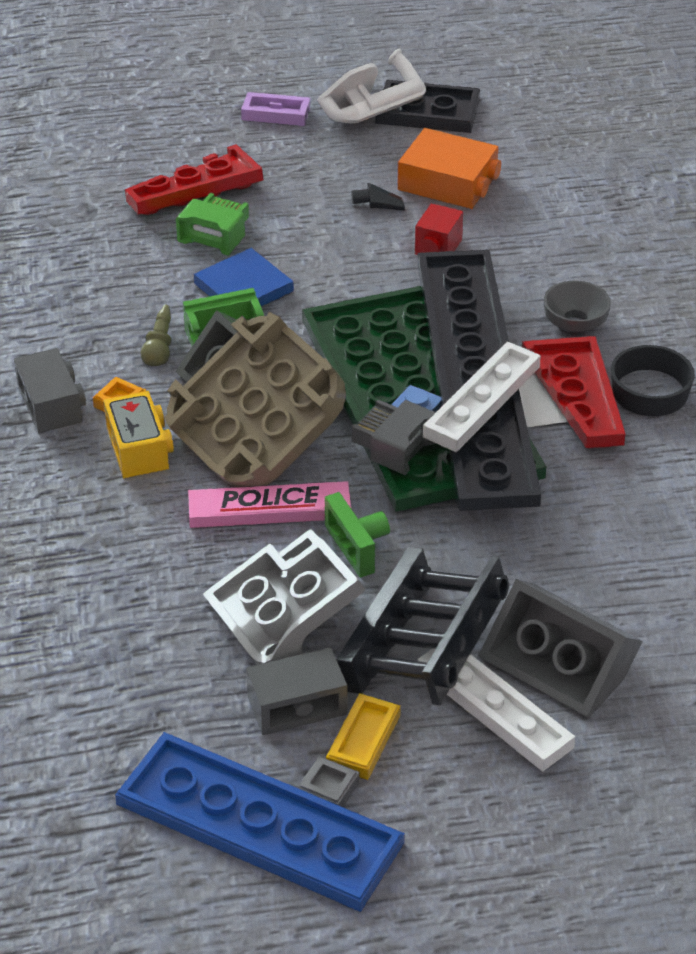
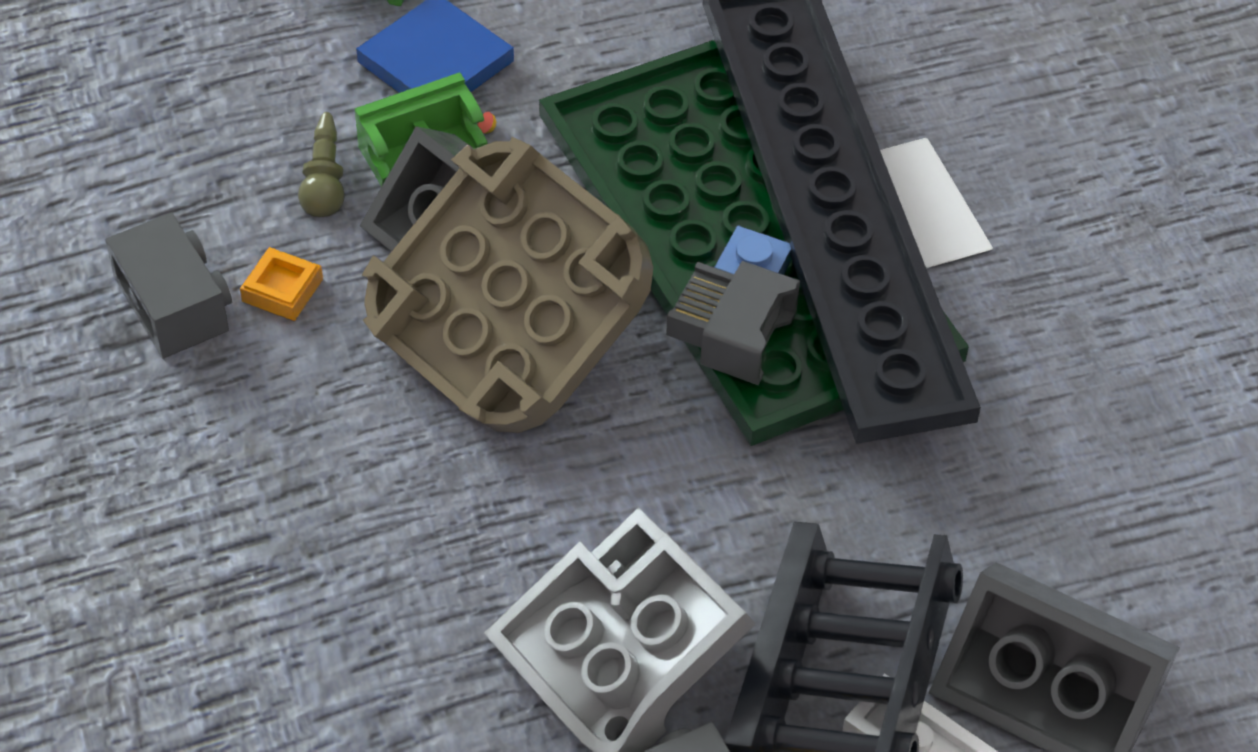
camera: 10 degrees left, 10 degrees up
(138, 434) = (325, 351): yellow brick -> none
(262, 504) = (553, 454): bright pink tile -> none
(353, 534) = (699, 498): bright green tile -> none
(481, 396) = (858, 246): white plate -> none
(576, 300) = (959, 43): dark grey piece -> none
(580, 388) = (986, 195): red wing -> none
(651, 358) = (1100, 136): black tyre -> none

